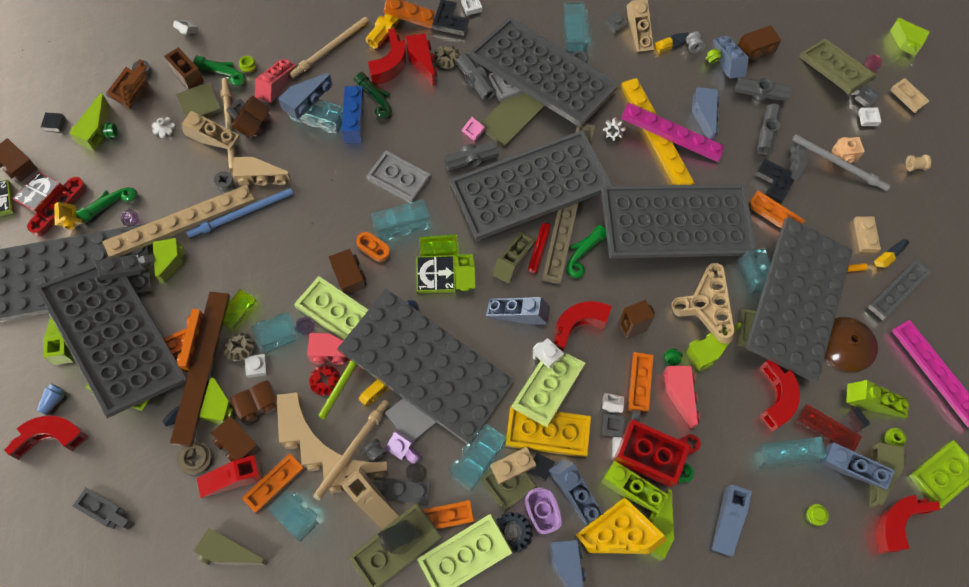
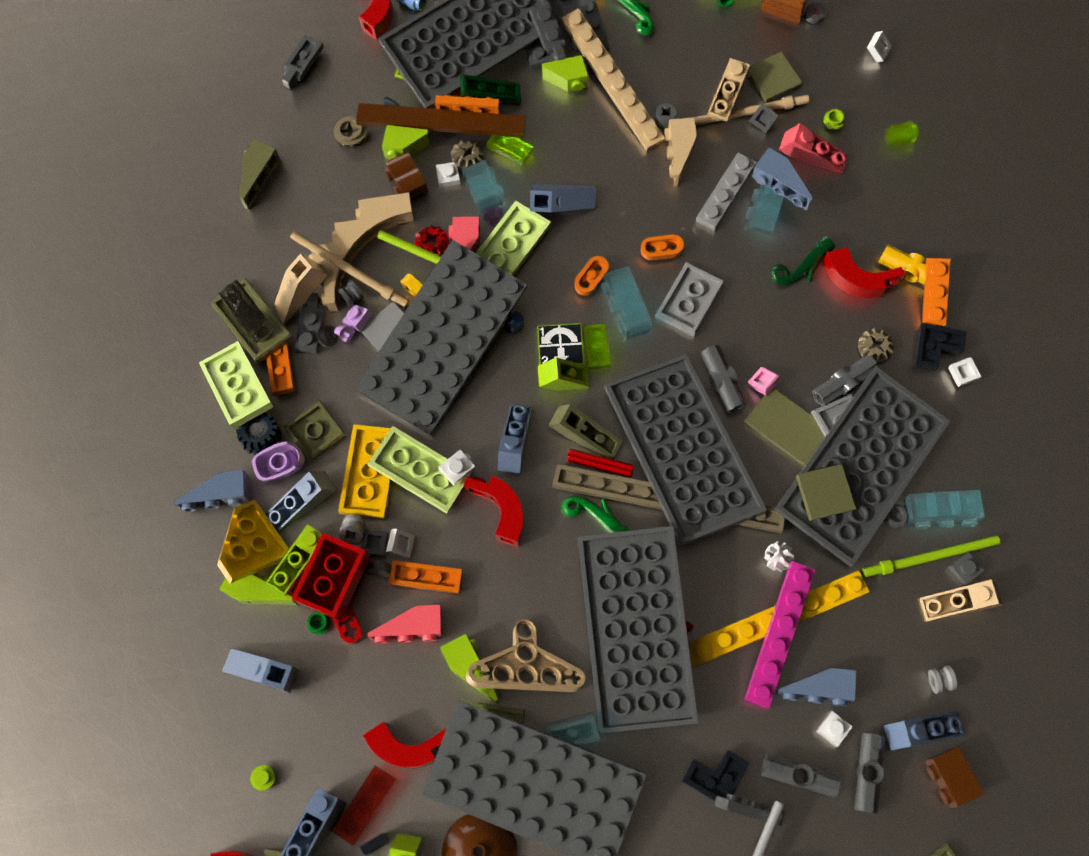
camera: 95 degrees right, 5 degrees up
(129, 217) = (616, 32): clear purple plate -> none
(163, 127) = (736, 47): white plant -> none
(174, 322) = (483, 87): none -> dark green tile
(184, 68) = (813, 52): reddish brown brick -> none
(206, 227) = (610, 107): medium blue bar -> none
(230, 476) = (327, 165): red slope -> none
(234, 440) = (364, 164): reddish brown brick -> none
(237, 78) = (826, 90): green plant -> none
(251, 117) = (753, 130): reddish brown brick -> none
(268, 21) = (901, 133): none -> clear neon green brick
(273, 483) = (320, 202): orange plate -> none
(293, 515) = (284, 221): clear light blue brick -> none
(296, 268) = (561, 197): none -> sand blue slope
(303, 144) = (725, 191): none -> light grey plate
(305, 65) = (839, 181): tan bar -> none
(347, 272) = (557, 250): reddish brown brick -> none
(351, 194) = (661, 246): none -> orange plate
(352, 114) = (753, 238): blue arch -> none
(420, 57) = (875, 309): red slope -> none
(477, 457) = (341, 396): clear light blue brick -> none
(512, 466) = (329, 432): tan plate -> none
(543, 464) = (331, 464): black tile -> none
(569, 91) = (825, 492): none -> olive tile
(602, 442) = (352, 529): none -> light grey wheel
(617, 65) = (887, 567): none -> lime bar
(636, 318) = (500, 570): reddish brown brick -> none
(672, 41) = (944, 650): piece -> none
(673, 357) = (458, 618): green plate -> none
(713, 56) = (922, 705): lime plate -> none
(733, 109) = (834, 729): none -> white plate
(771, 209) = (666, 770): orange plate -> none
(790, 453) = (333, 749): clear light blue brick -> none

